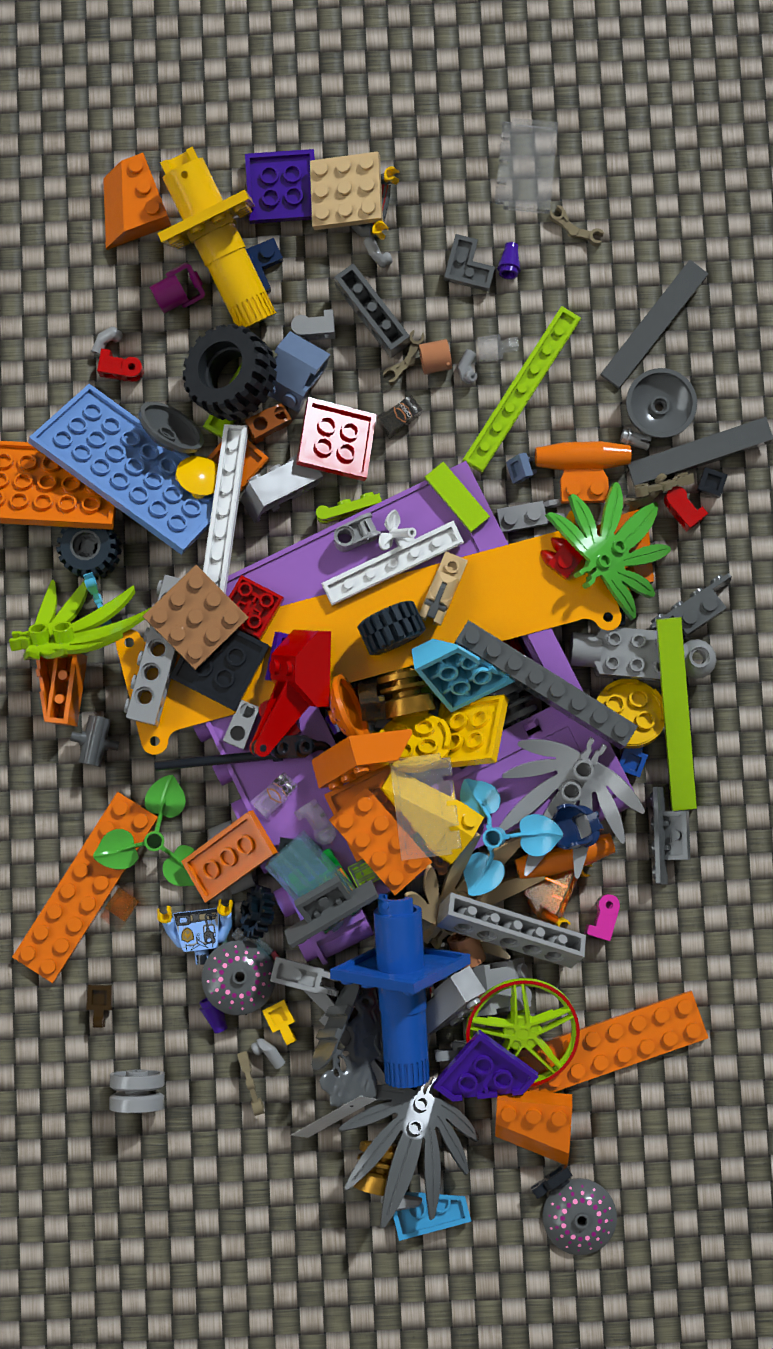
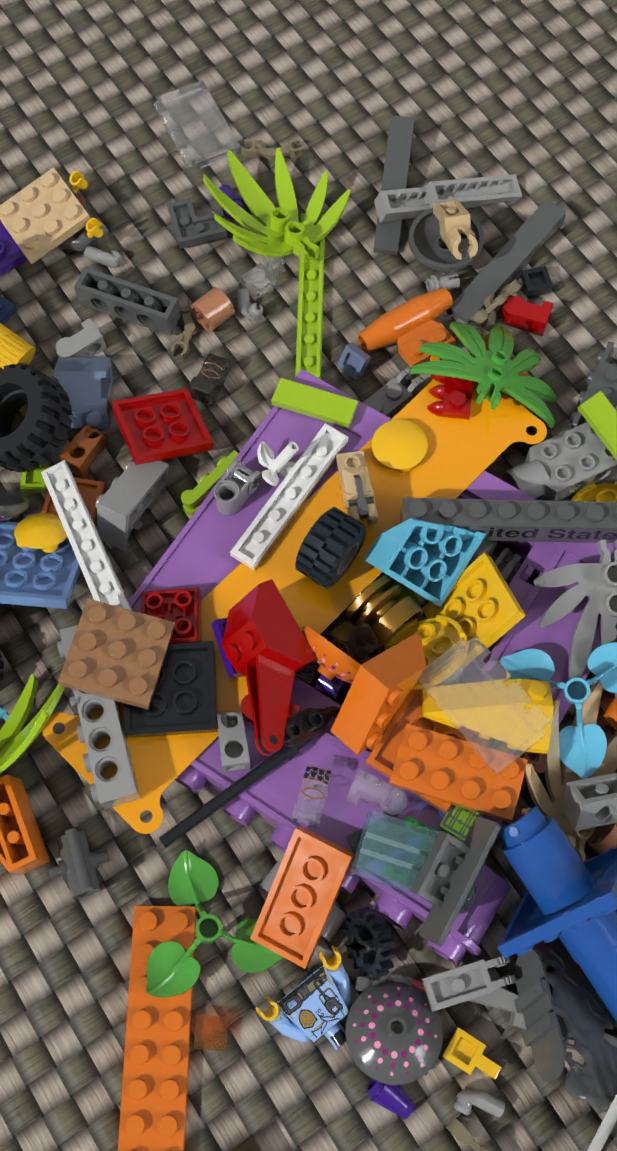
camera: 30 degrees left, 15 degrees down
(498, 571) = (399, 445): none -> yellow dish
(535, 317) = (276, 229): none -> lime plant
(668, 404) = (456, 229): none -> tan plate
(690, 363) = (470, 192): none -> light grey slope

